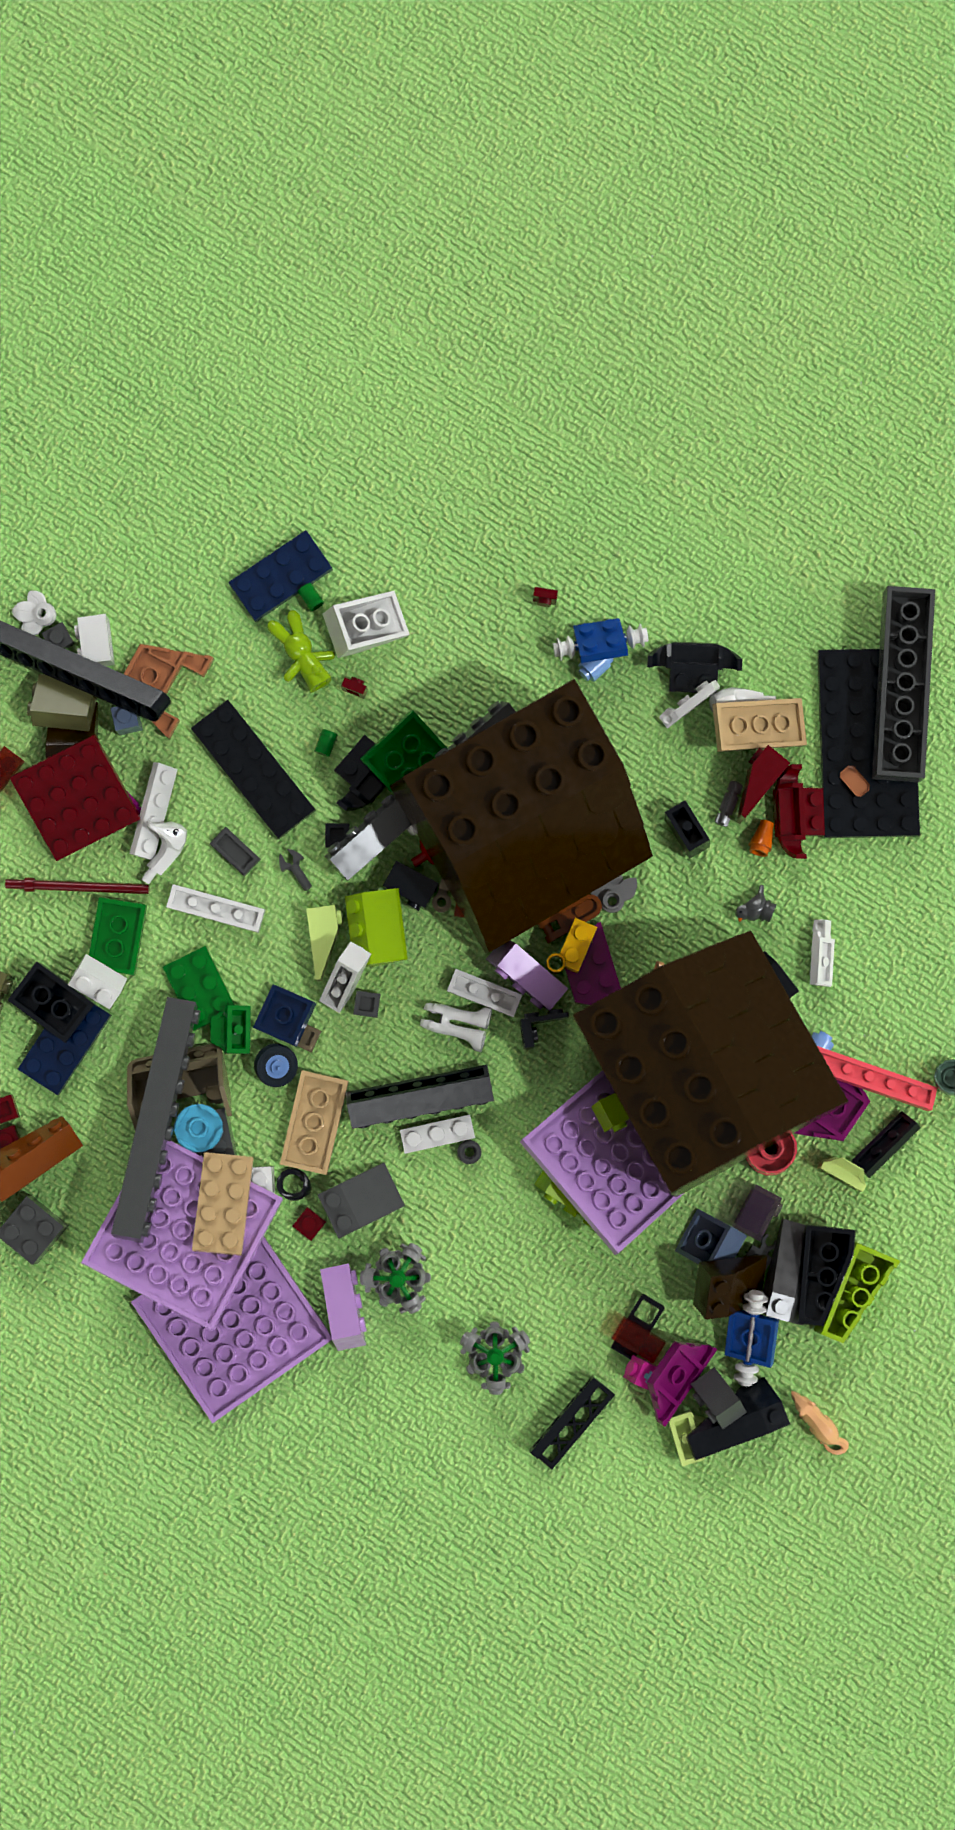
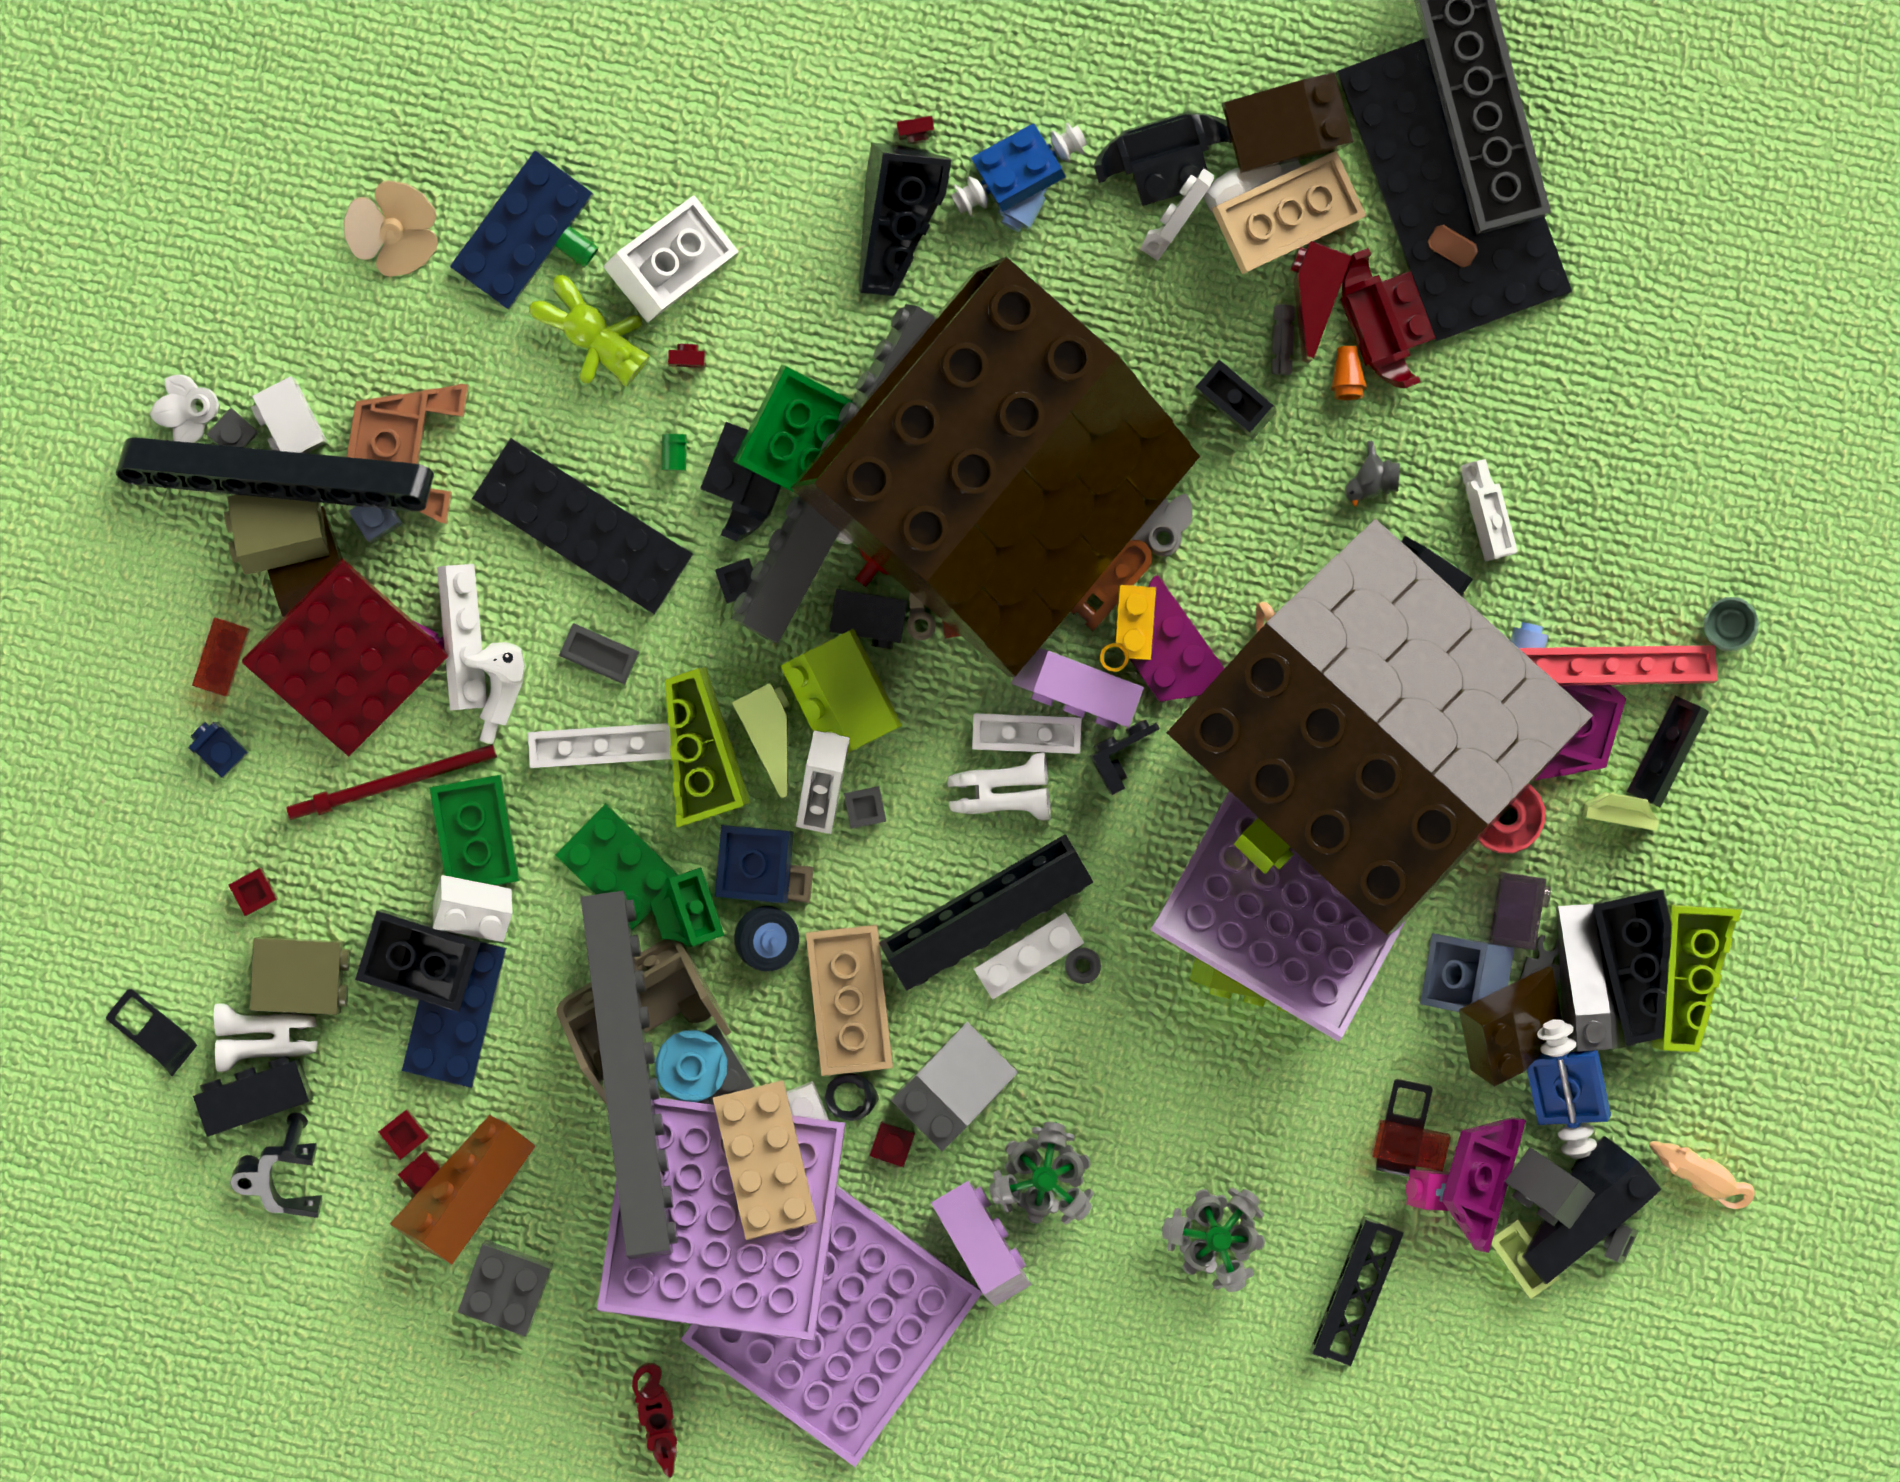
camera: 20 degrees left, 5 degrees up
(97, 1344) = (656, 1415): none -> dark red animal
(202, 552) = (402, 230): none -> tan piece
(276, 932) = (701, 751): none -> lime wedge
(295, 868) = (694, 649): dark grey bar -> none
(518, 639) = (899, 201): none -> black wedge
(751, 1449) = (1620, 1242): none -> dark grey plate
(777, 670) = (1288, 123): none -> dark brown slope

